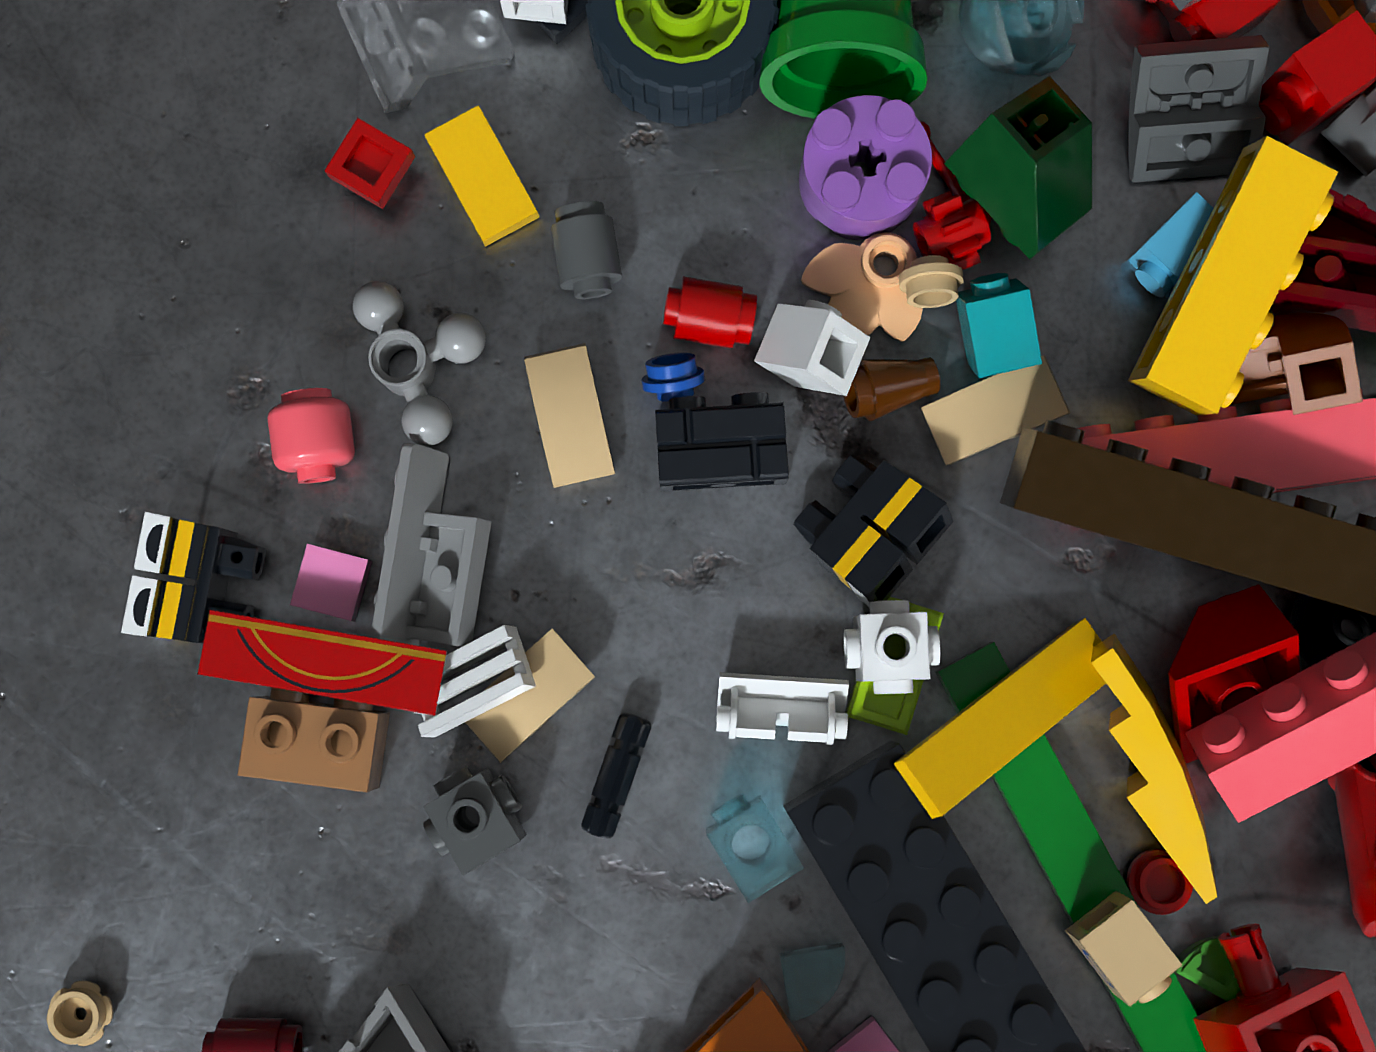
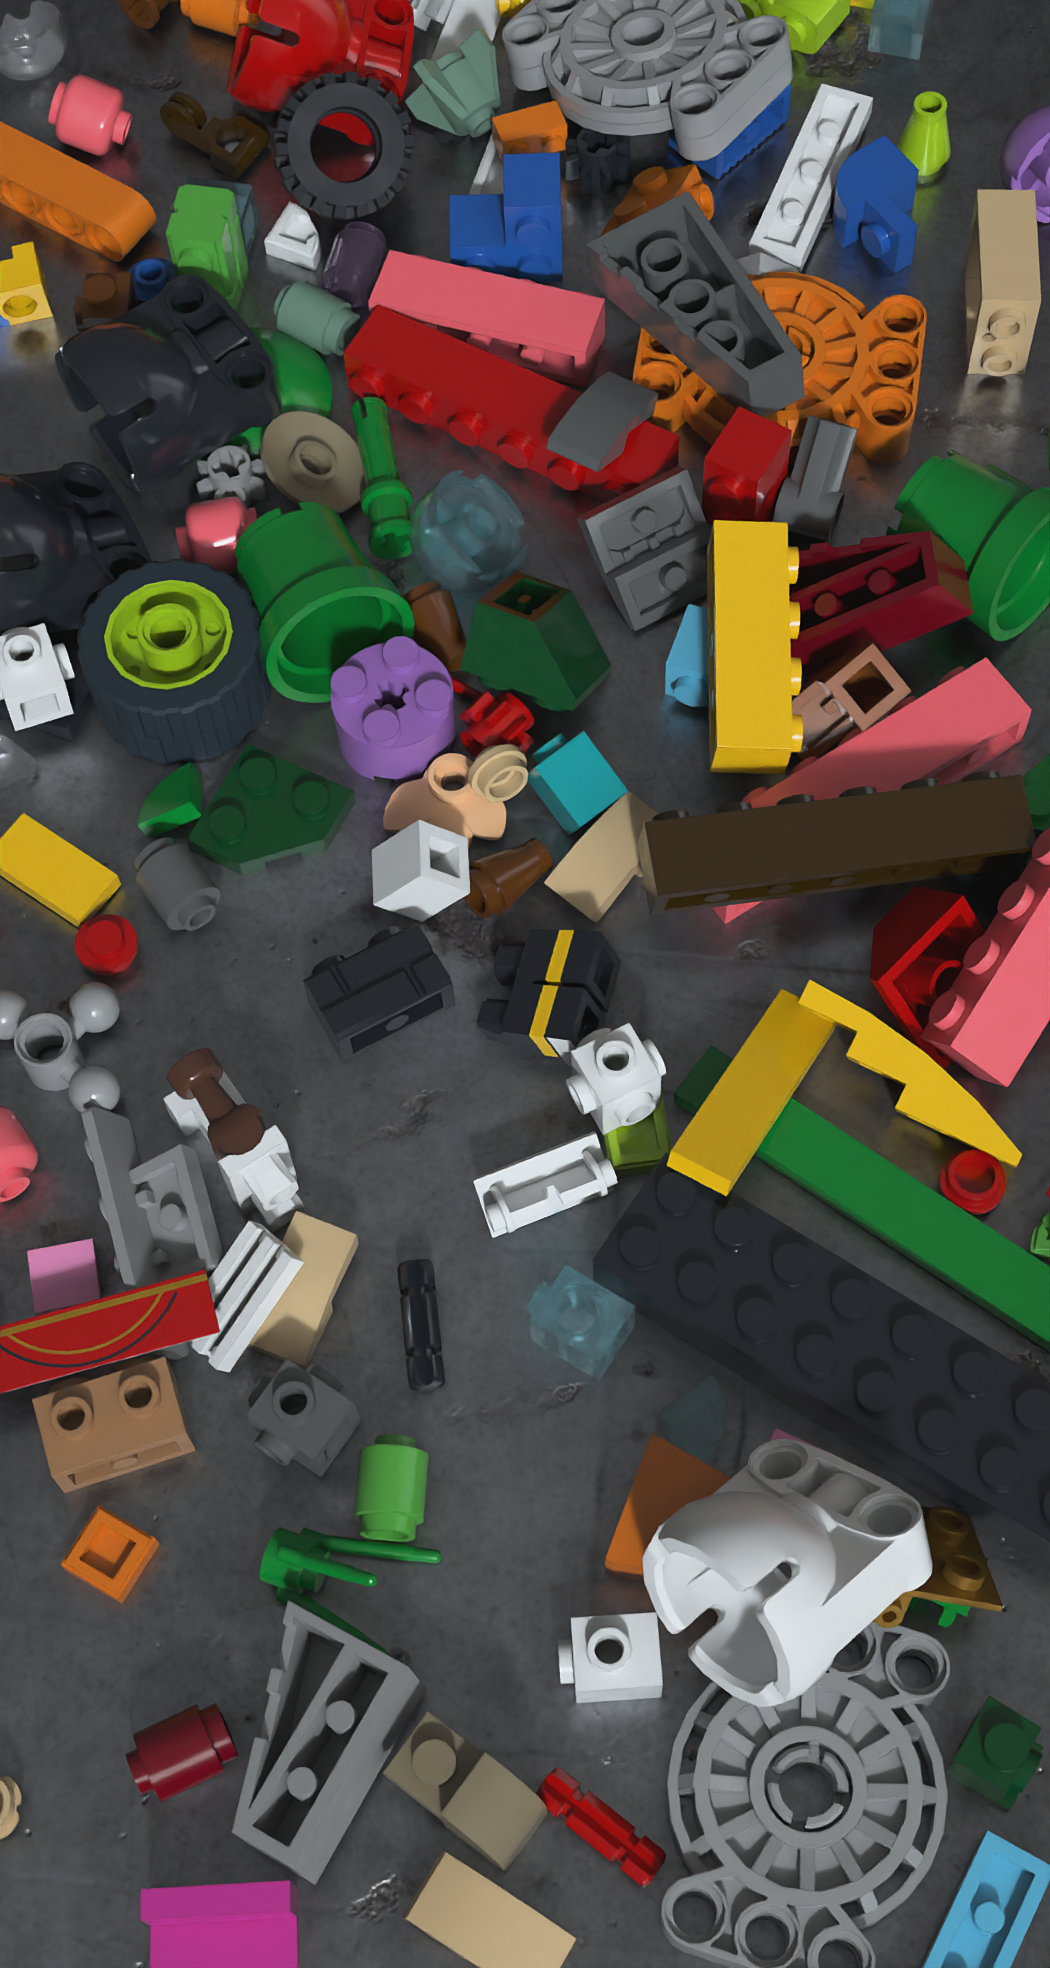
camera: 25 degrees left, 20 degrees down
(267, 847) = (110, 1554): none -> orange tile
(417, 941) = (303, 1561): none -> green plant
(498, 276) = (106, 944): none -> red plate
(523, 915) = (391, 1488): none -> bright green brick
(531, 536) = (251, 1159): none -> hips
(569, 415) = (224, 1021): tan slope -> none
(620, 158) = (172, 802): none -> green tile
(672, 376) = (305, 953): blue plate -> none
(703, 211) = (269, 813): none -> dark green plate
(710, 312) = (315, 887): red brick -> none
(948, 92) = (437, 624): none -> reddish brown cone
(1125, 949) = (966, 1241): tan brick -> none

